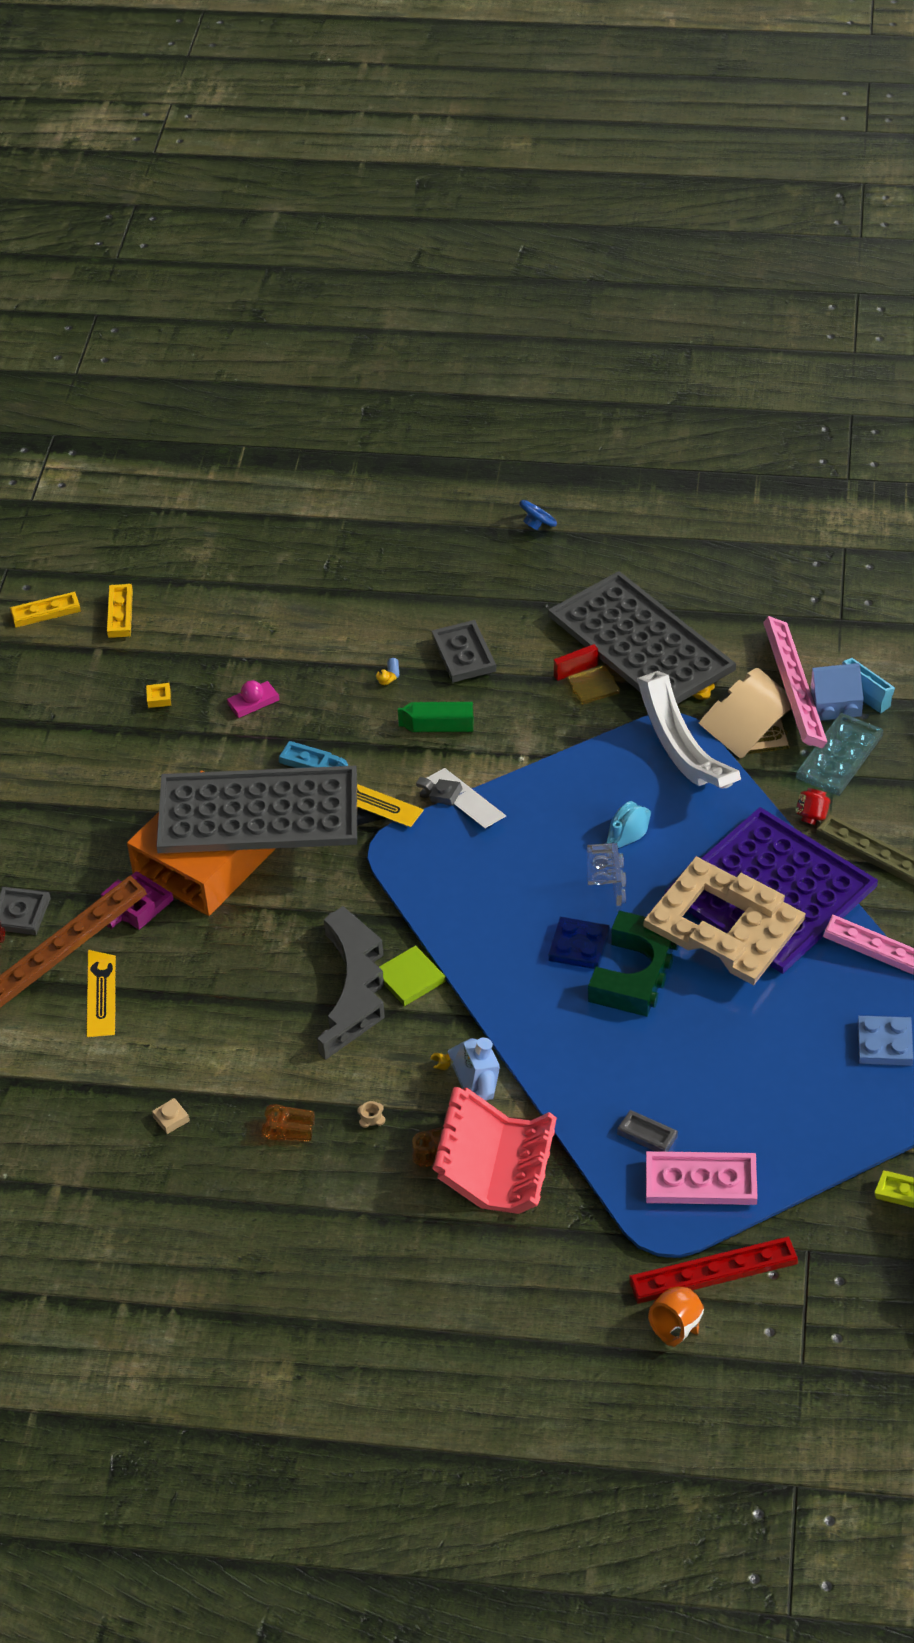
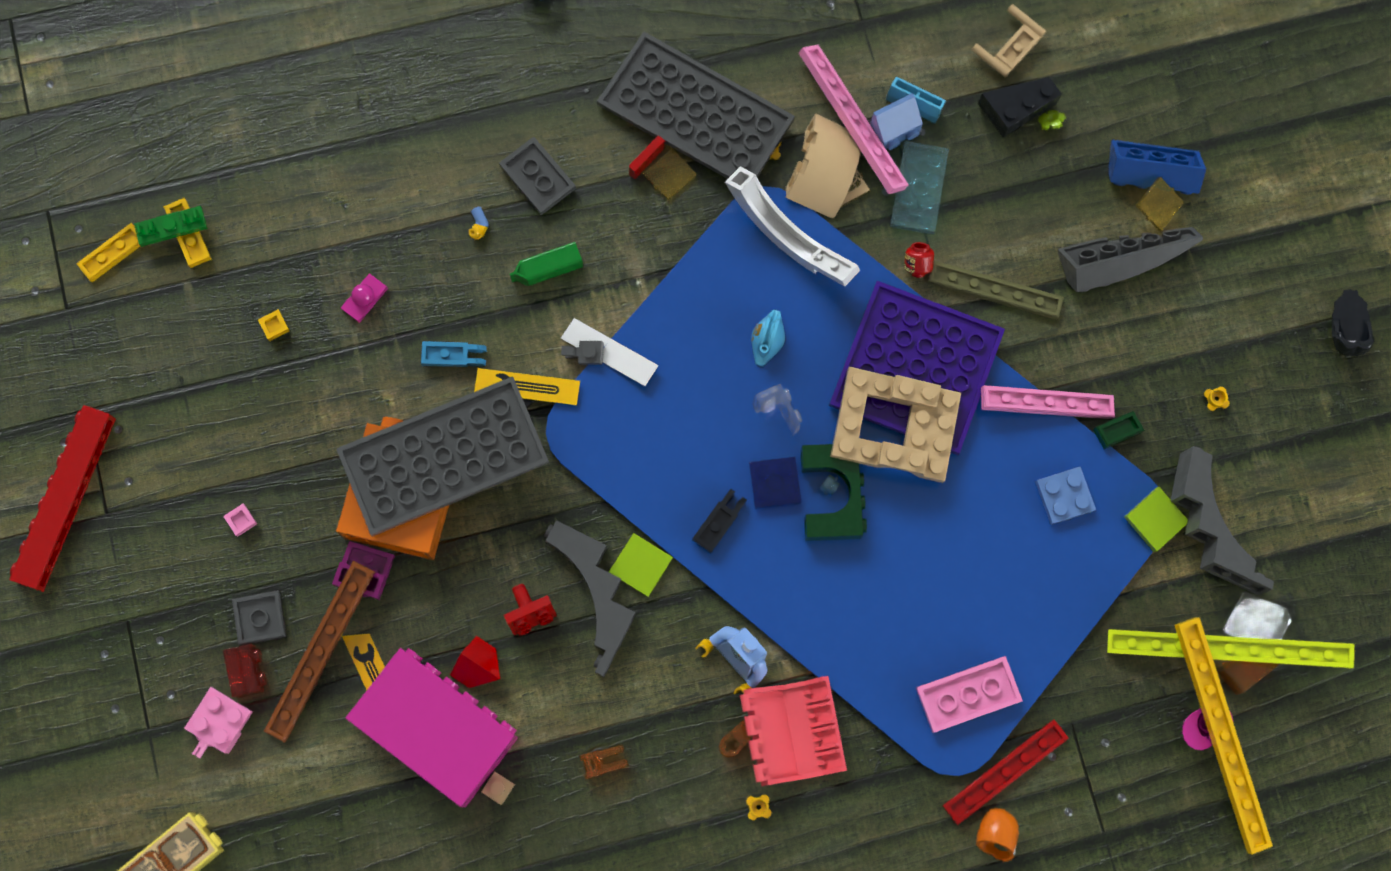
camera: 30 degrees left, 30 degrees up
(45, 828) = (240, 520): none -> bright pink plate
(107, 597) = (170, 226): none -> green plate
(134, 1035) = (433, 726): none -> dark pink brick
(200, 1002) = (477, 664): none -> red slope
(277, 971) = (529, 612): none -> red plate
(371, 1108) = (662, 723): tan plate -> none
(429, 1208) = (754, 813): none -> yellow plate
(506, 955) = (718, 523): none -> black hinge
(634, 958) = (829, 485): none -> clear light blue plate
(647, 1132) = (907, 661): flat silver tile -> none

